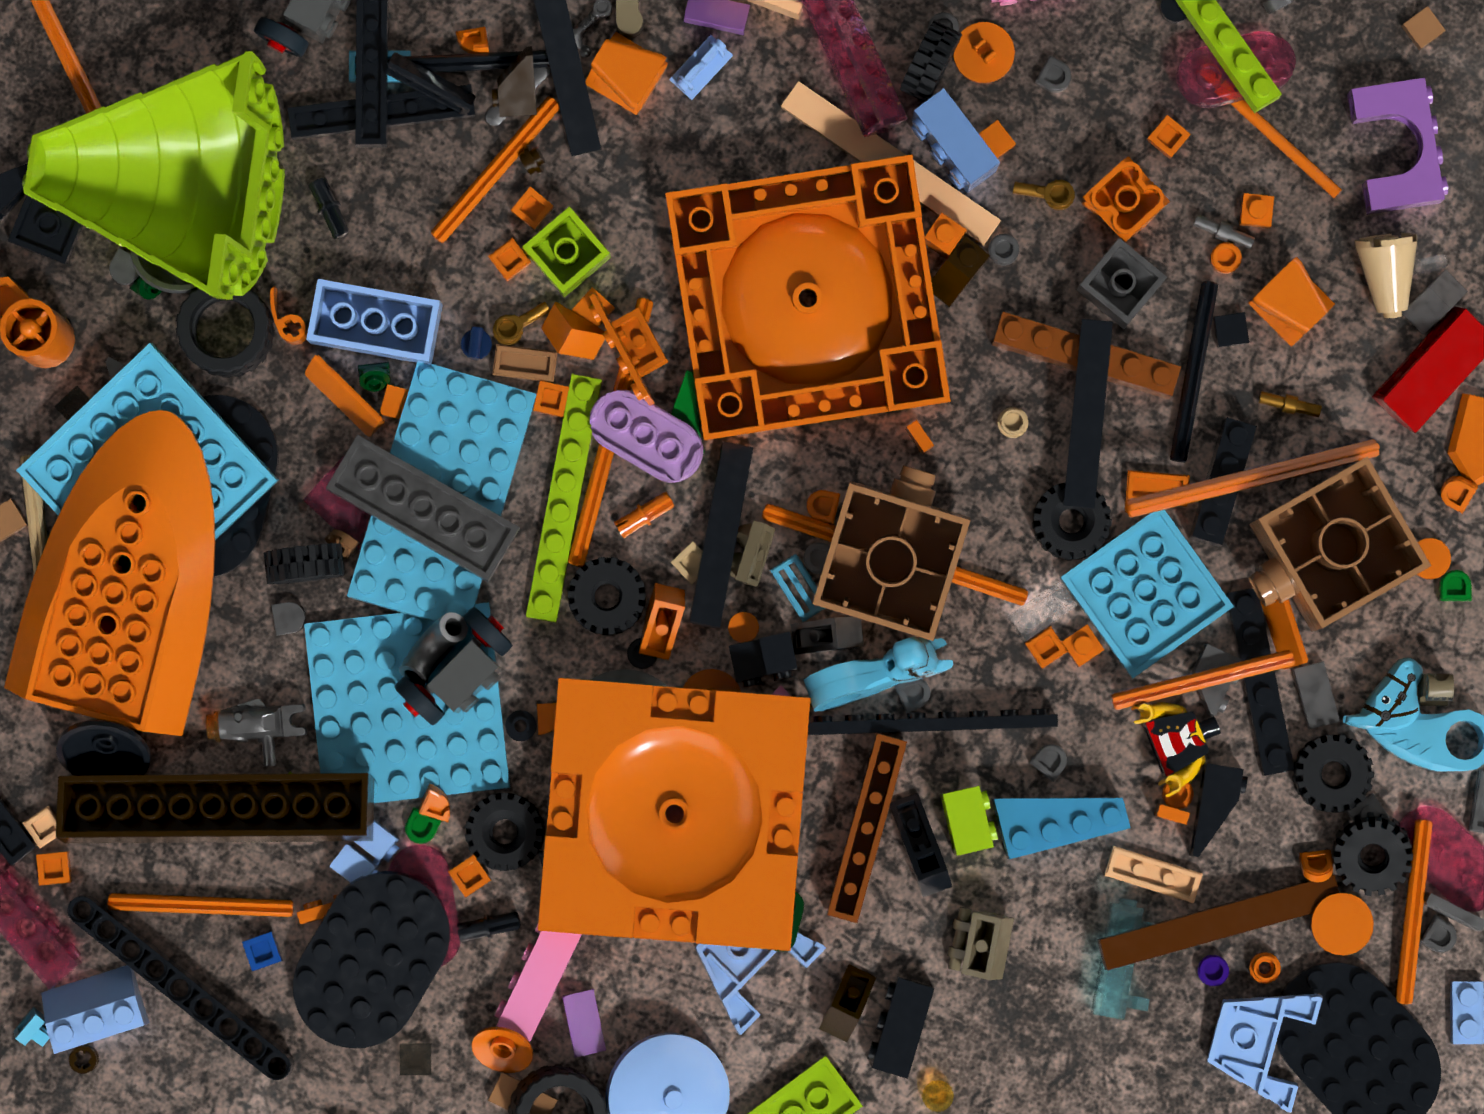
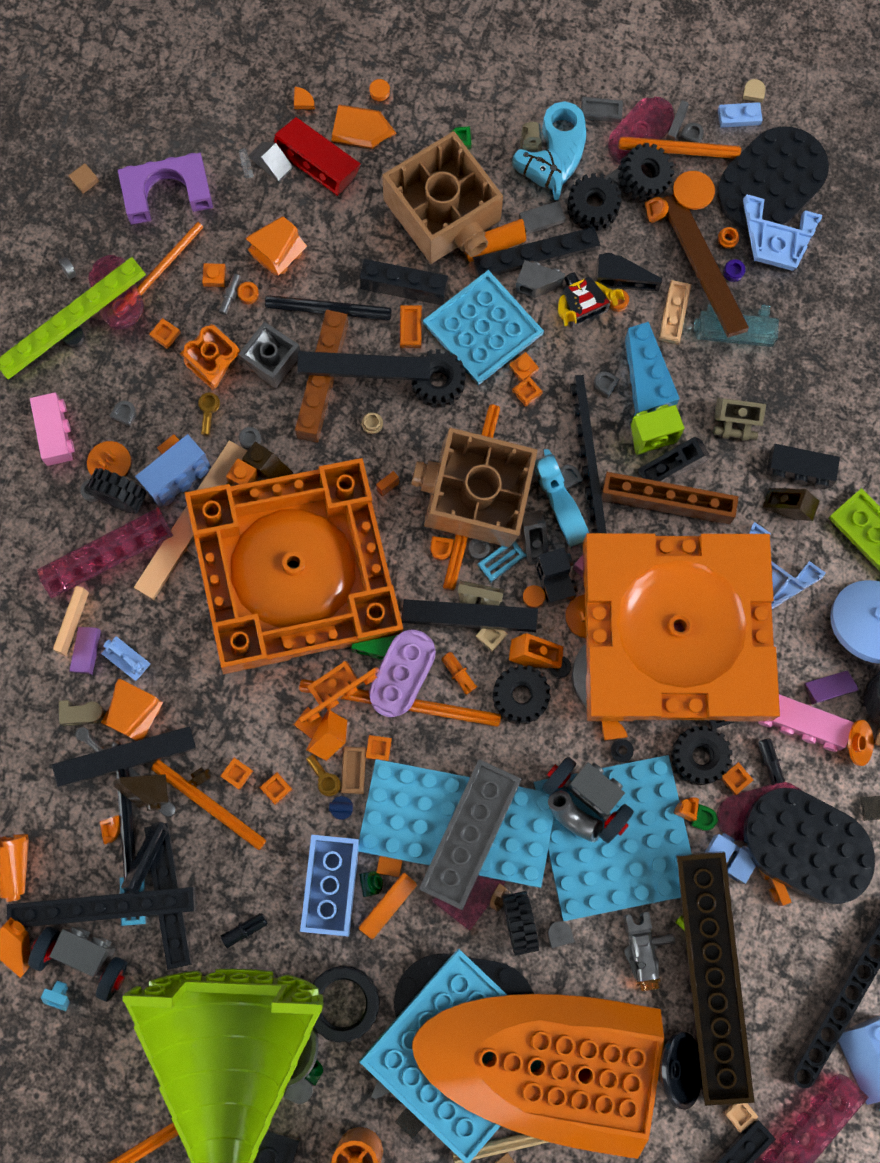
camera: 100 degrees left, 10 degrees down
(53, 868) = (771, 1103): orange tile -> none
(200, 905) = (784, 984): orange axle -> none
(262, 951) = (813, 931): blue plate -> none
(283, 323) = (336, 958): orange panel -> none
(563, 500) = (452, 733): lime plate -> none
(566, 252) = (268, 743): lime brick -> none
(937, 1095) = (845, 440): clear yellow plate -> none
(1041, 611) = (503, 392): clear piece -> none
(1171, 814) = (633, 300): orange tile -> none
(1203, 679) = (542, 282): orange axle -> none
(1231, 330) = (297, 285): black tile -> none
(1251, 478) = (401, 259): orange axle -> none
(1290, 404) = (346, 245): pearl gold bar -> none
(1388, 270) = (250, 185): tan cone -> none
(1458, 492) = (398, 138): orange tile -> none

